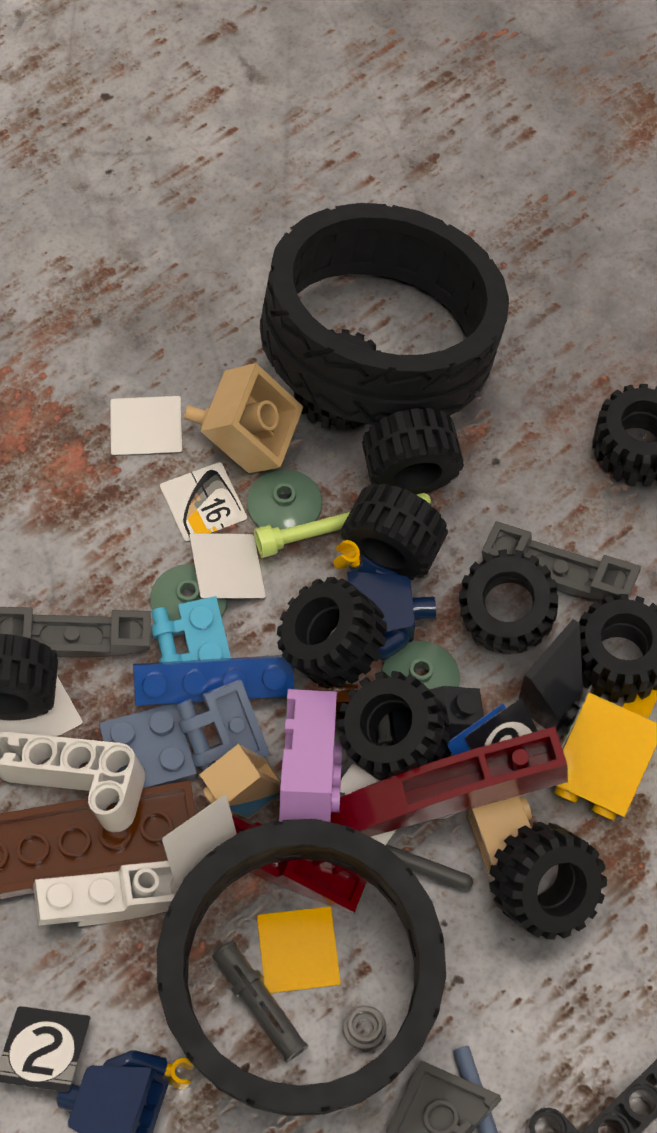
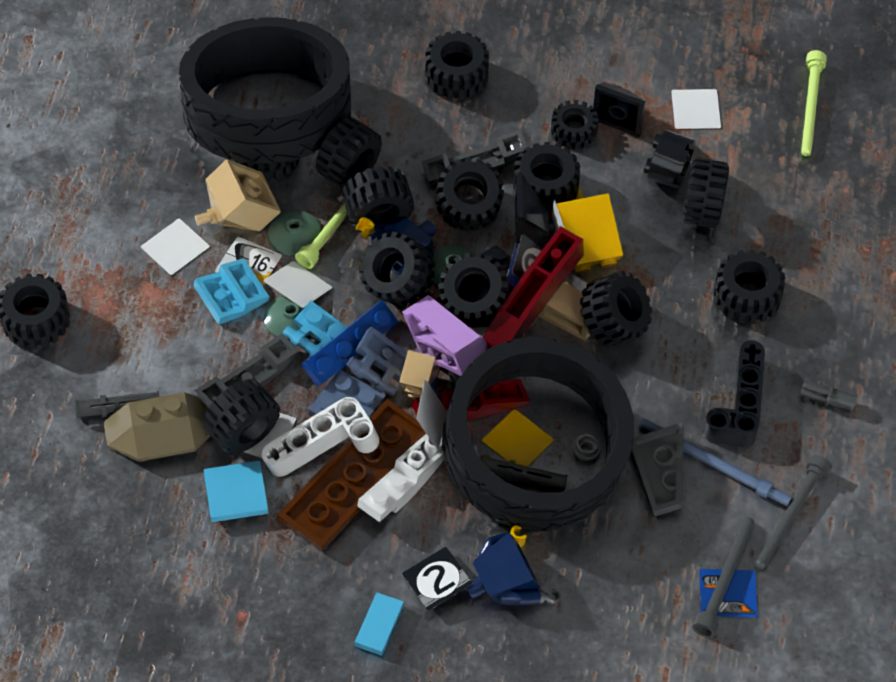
camera: 40 degrees left, 5 degrees down
(151, 520) = (231, 291): none -> medium azure slope

